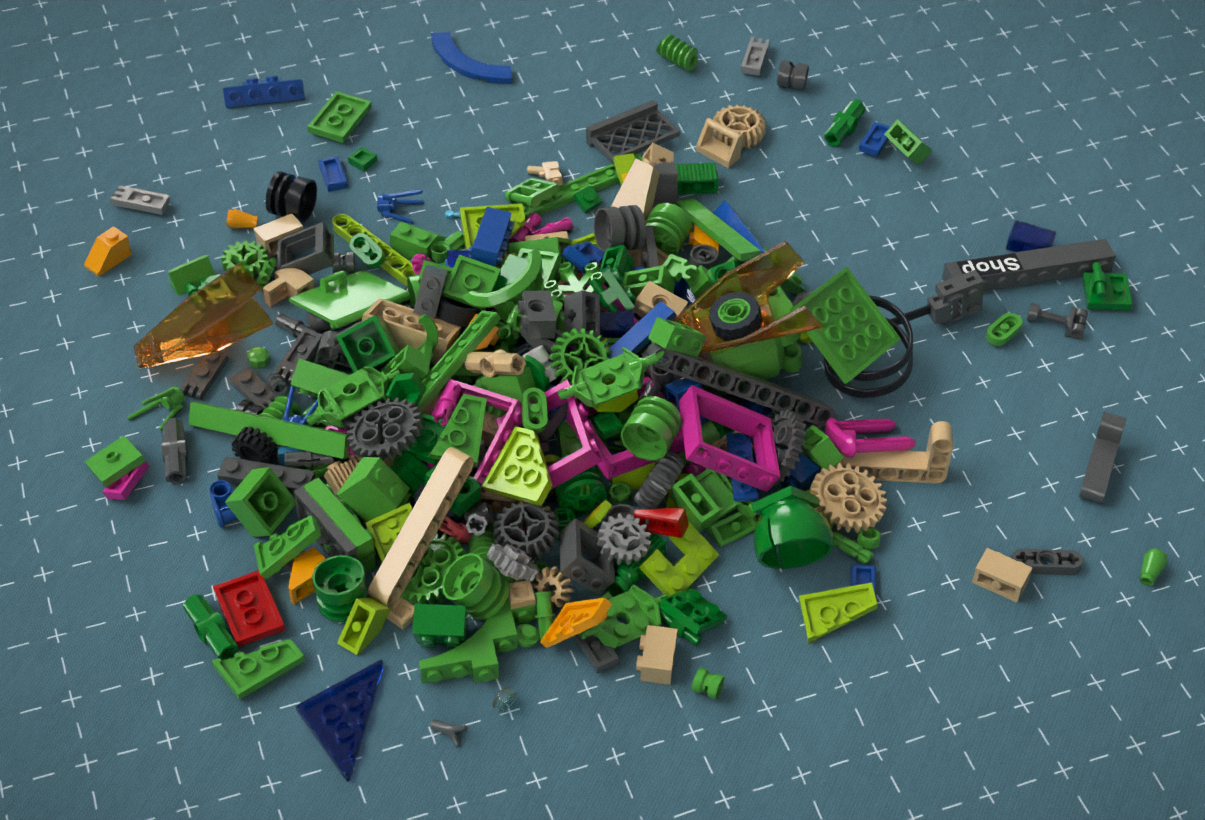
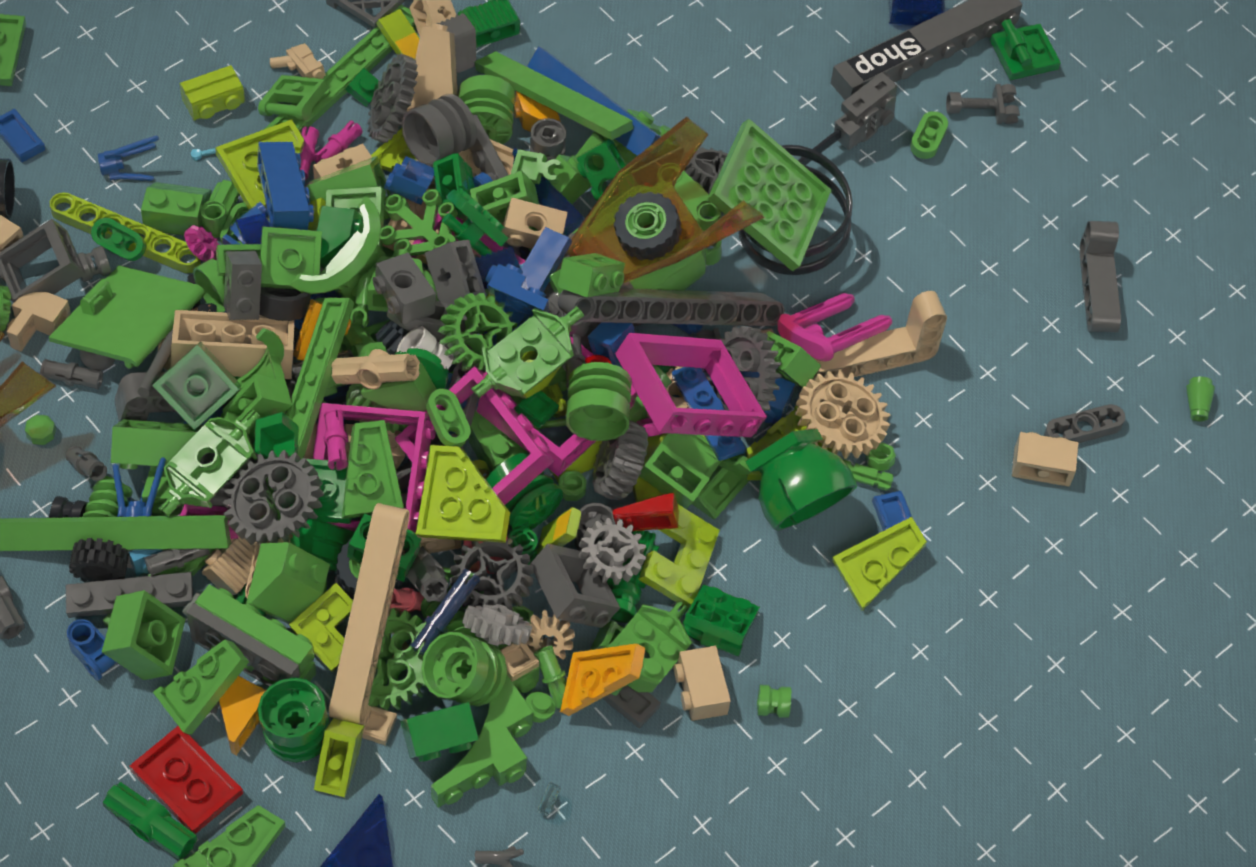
camera: 25 degrees left, 10 degrees up
(252, 388) = (55, 476): dark grey hinge -> none
(303, 348) = (94, 412): dark grey hinge -> none
(362, 159) = (48, 103): green tile -> none
(477, 177) = (212, 93): none -> lime brick
(480, 540) = (445, 612): none -> dark blue pin
(603, 198) = (392, 98): none -> dark grey gear
(615, 332) = (510, 287): none -> blue plate

